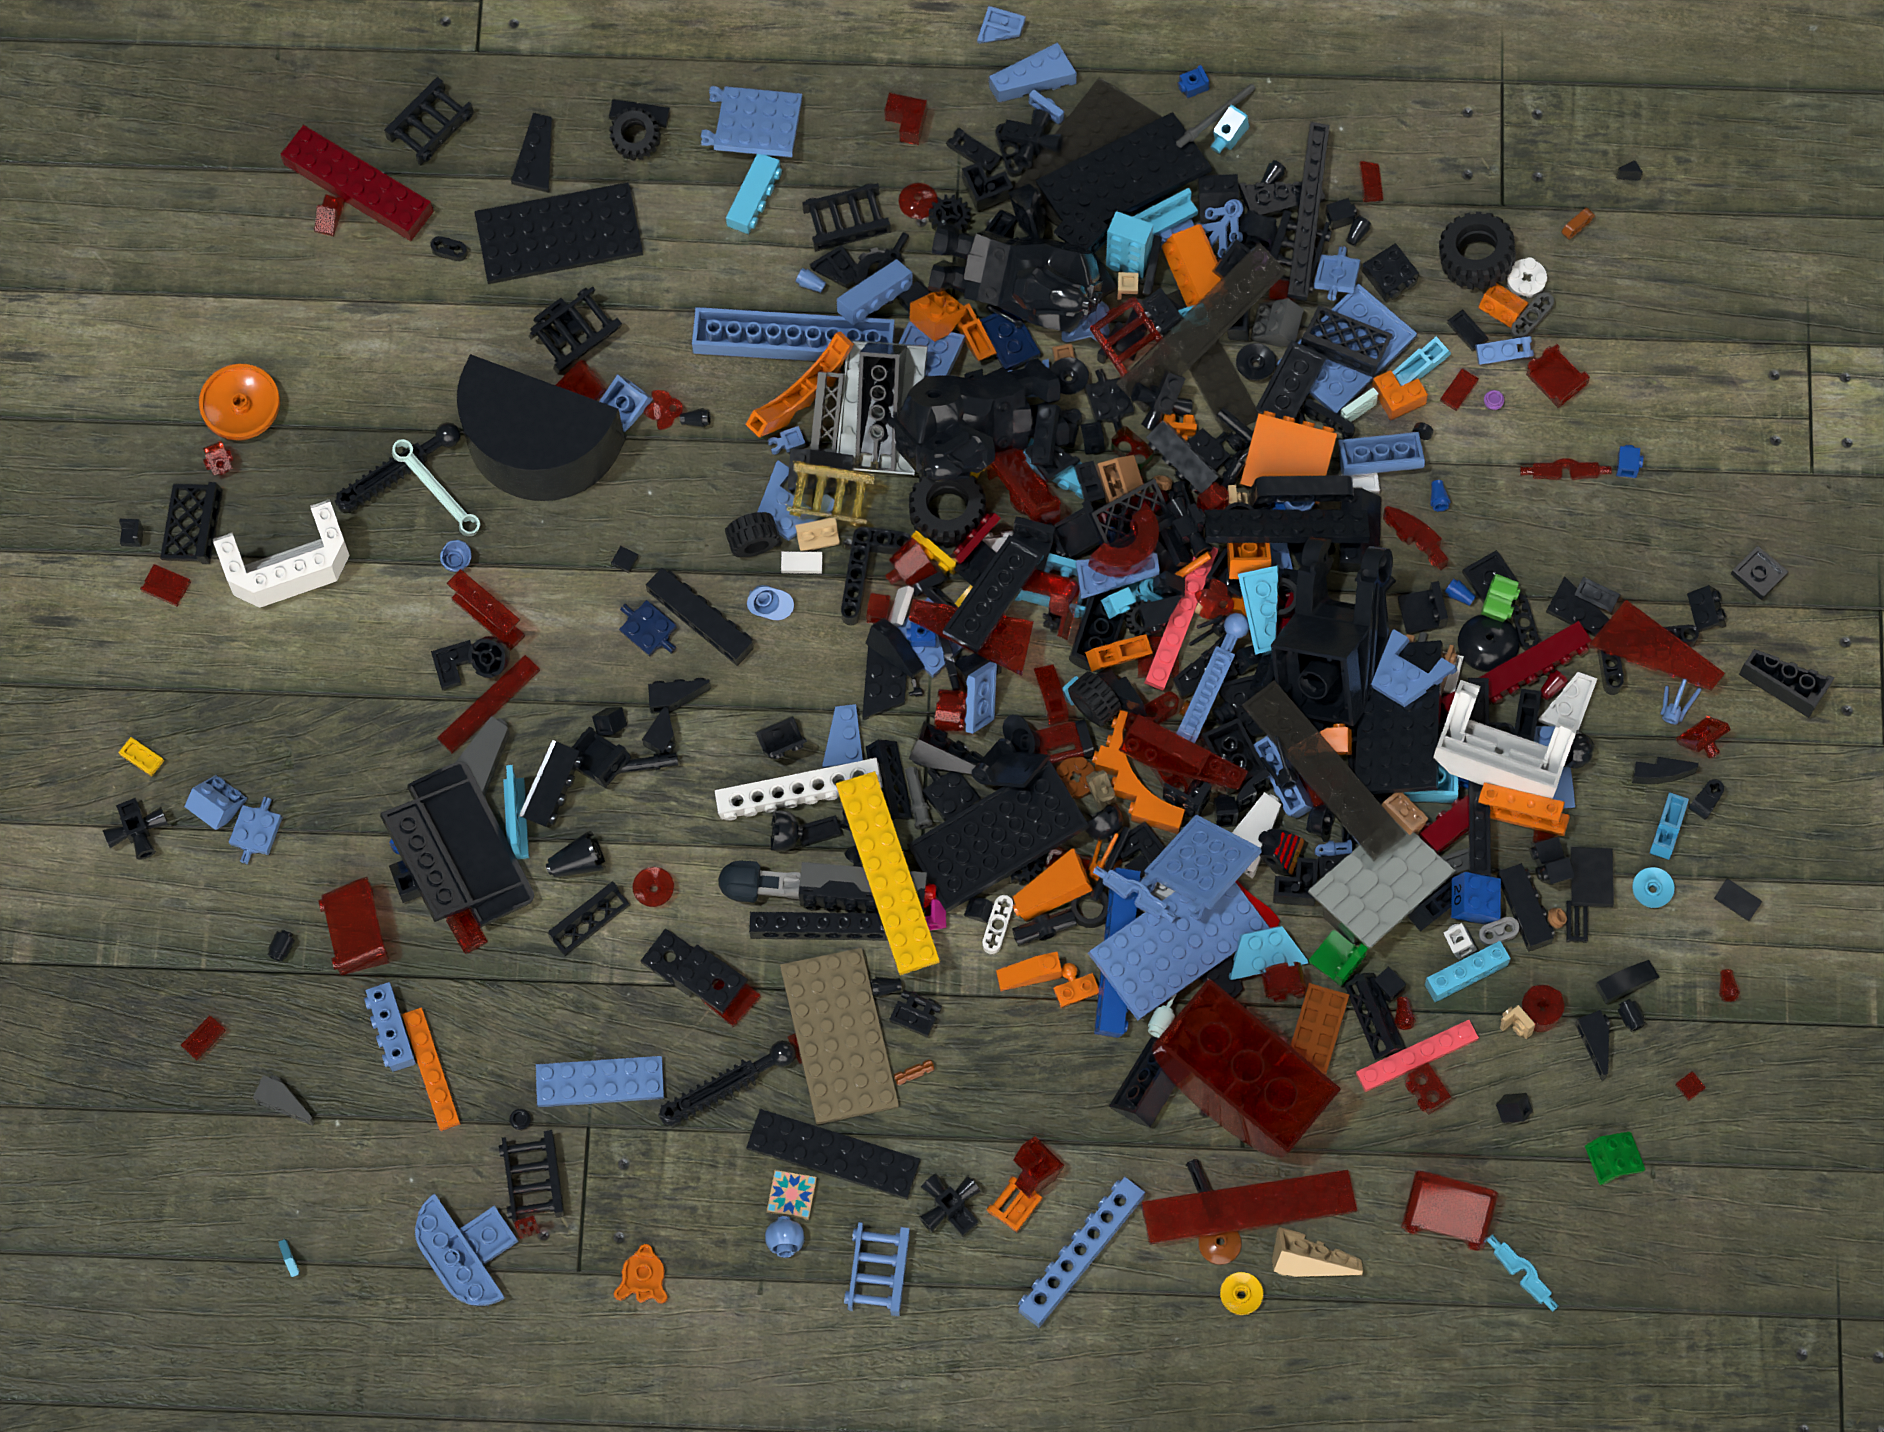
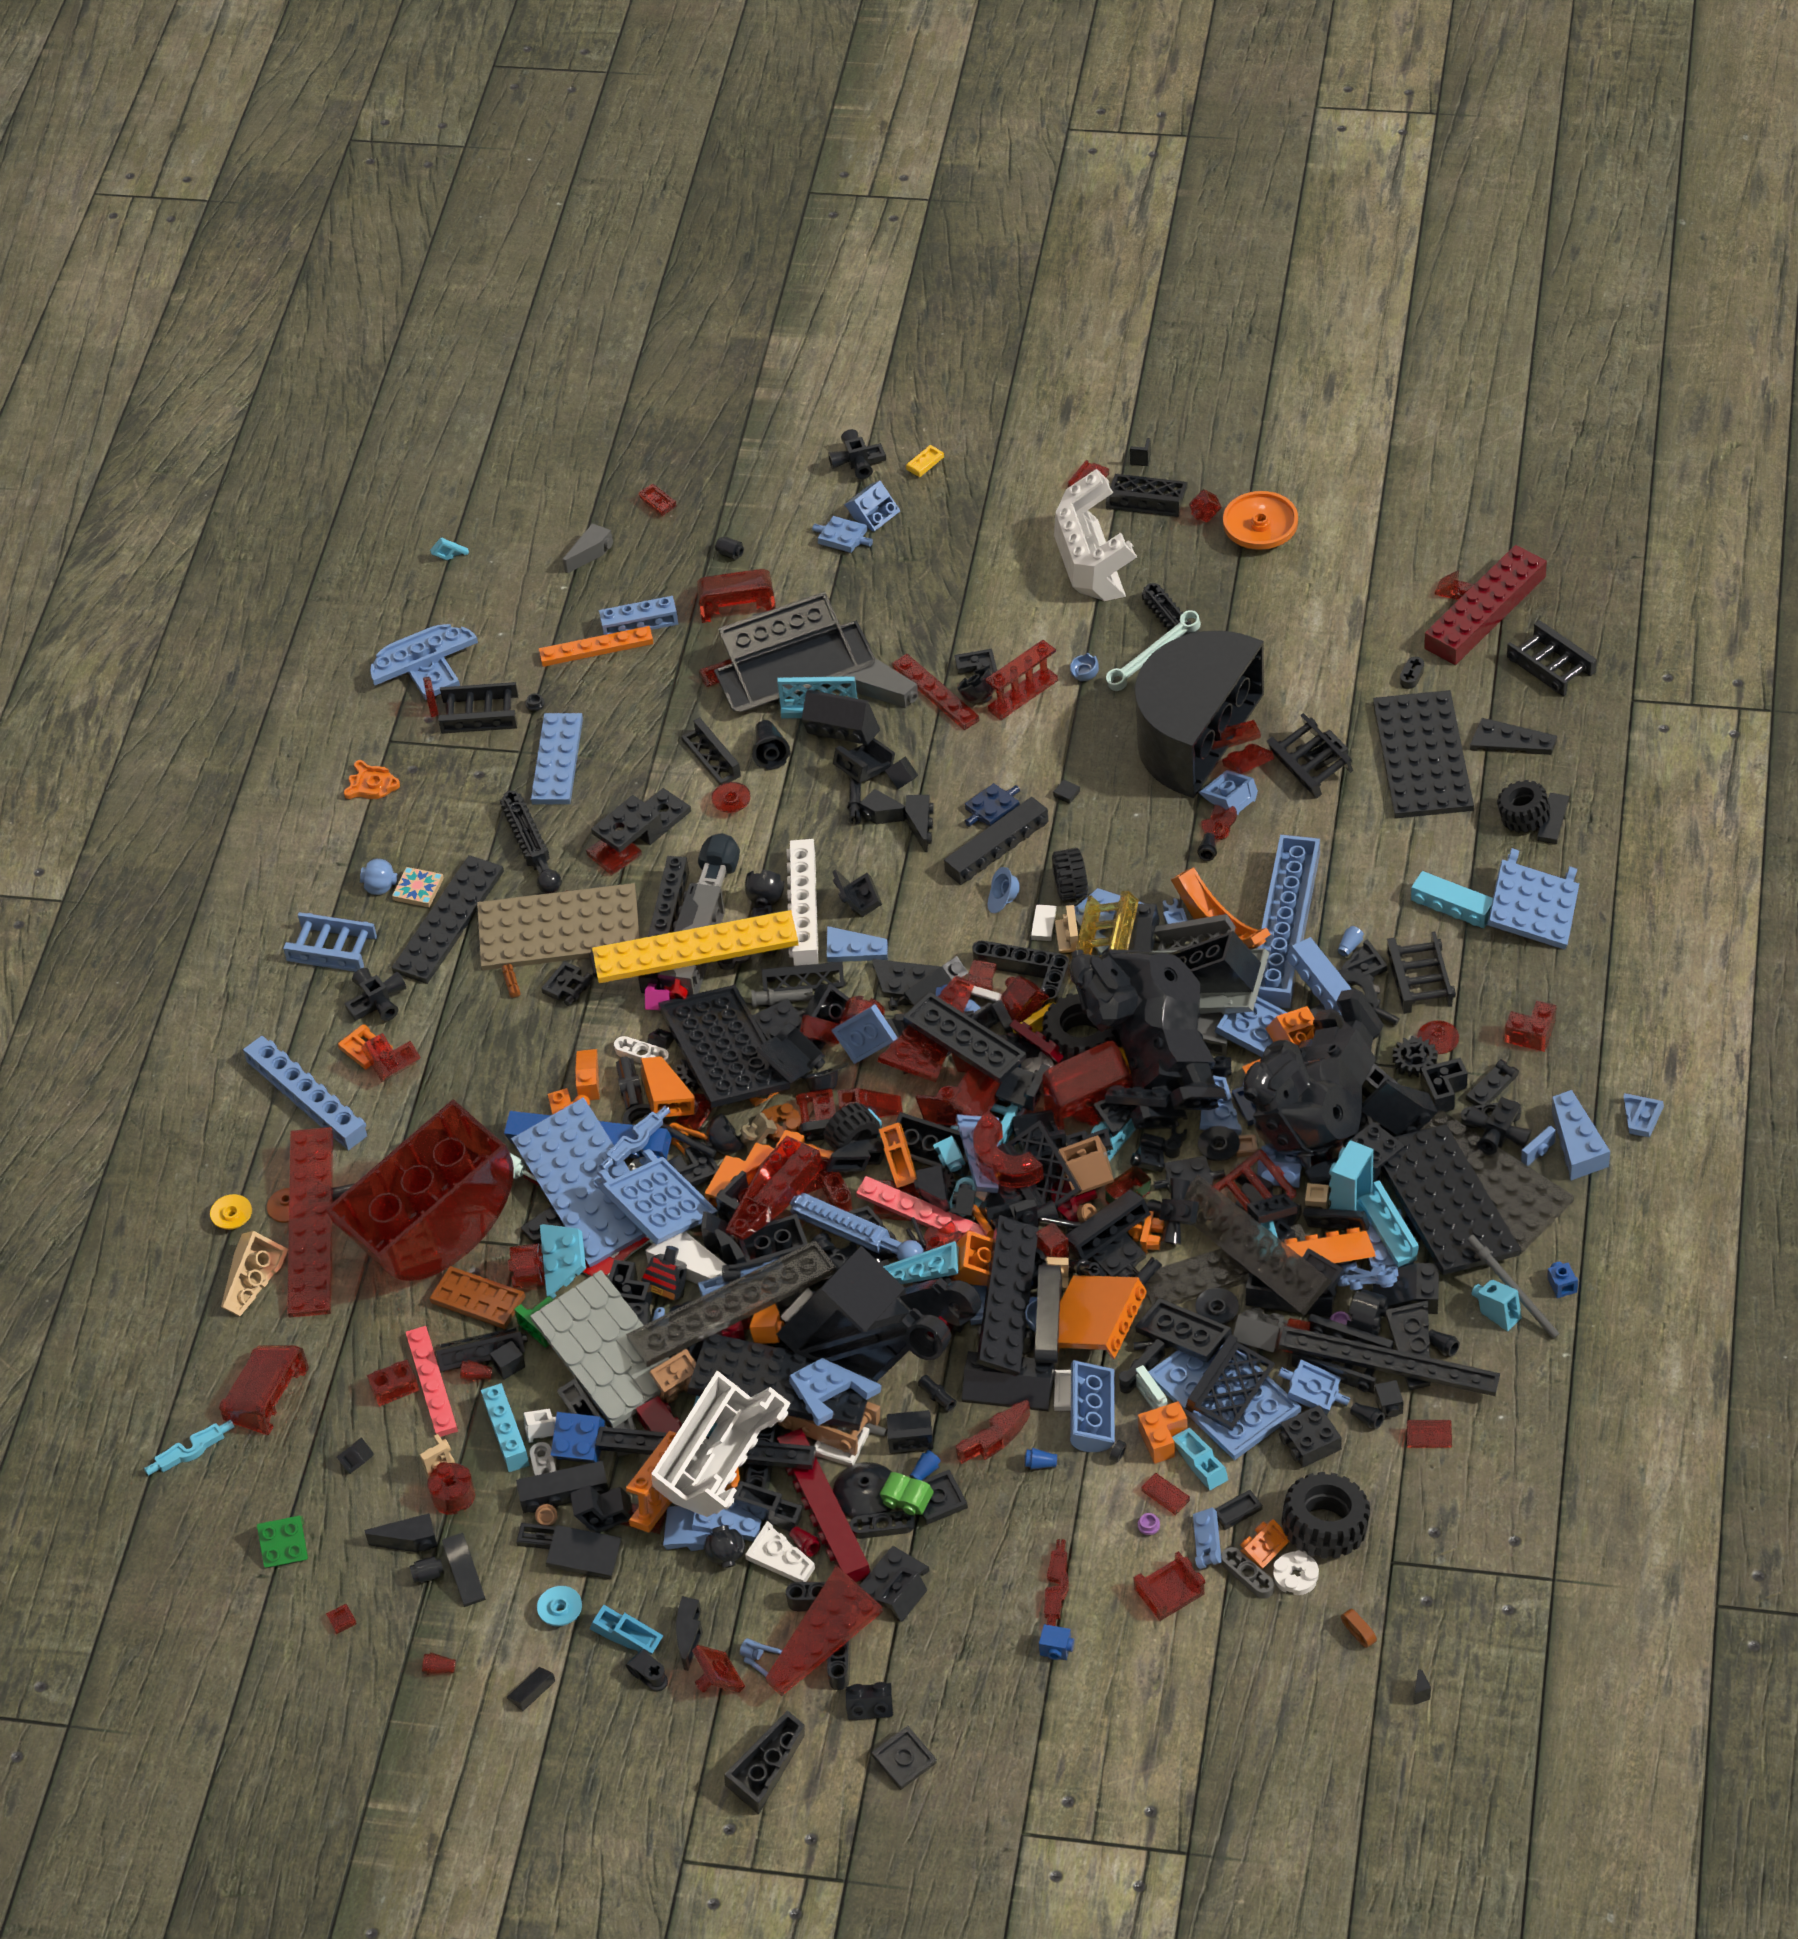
camera: 100 degrees right, 20 degrees down
(965, 748) = (819, 1029): none -> clear red tile
(1318, 714) = (798, 1303): none -> white tile

